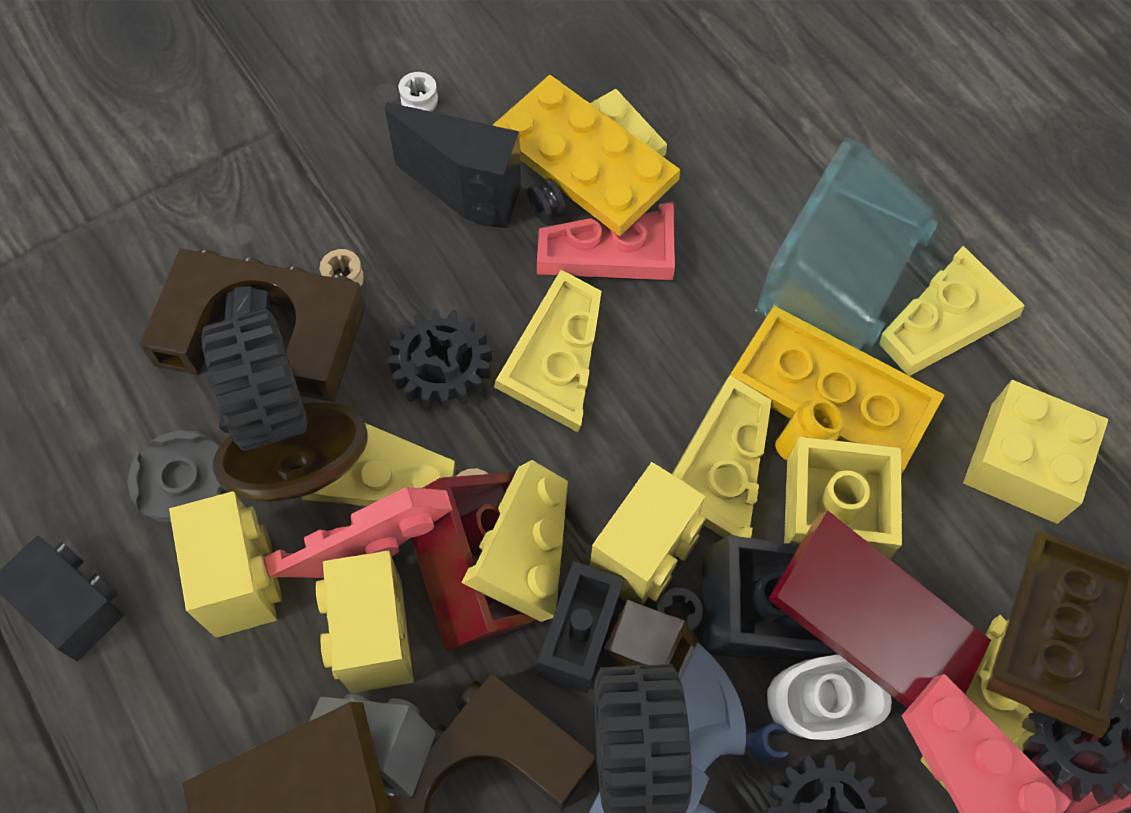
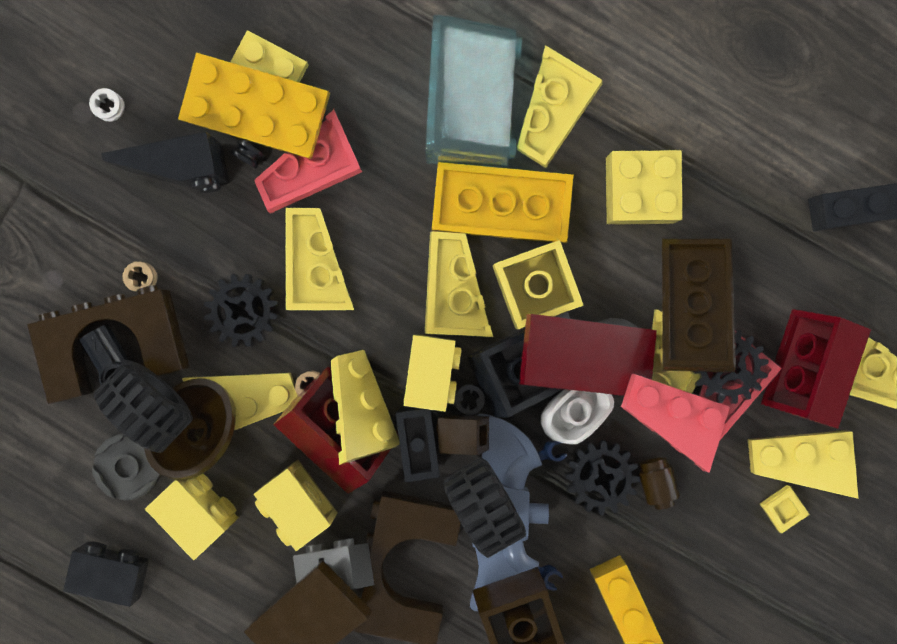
camera: 25 degrees left, 25 degrees up
(373, 530) = (267, 463): coral wing -> none
(812, 420) = (499, 245): yellow cone -> none

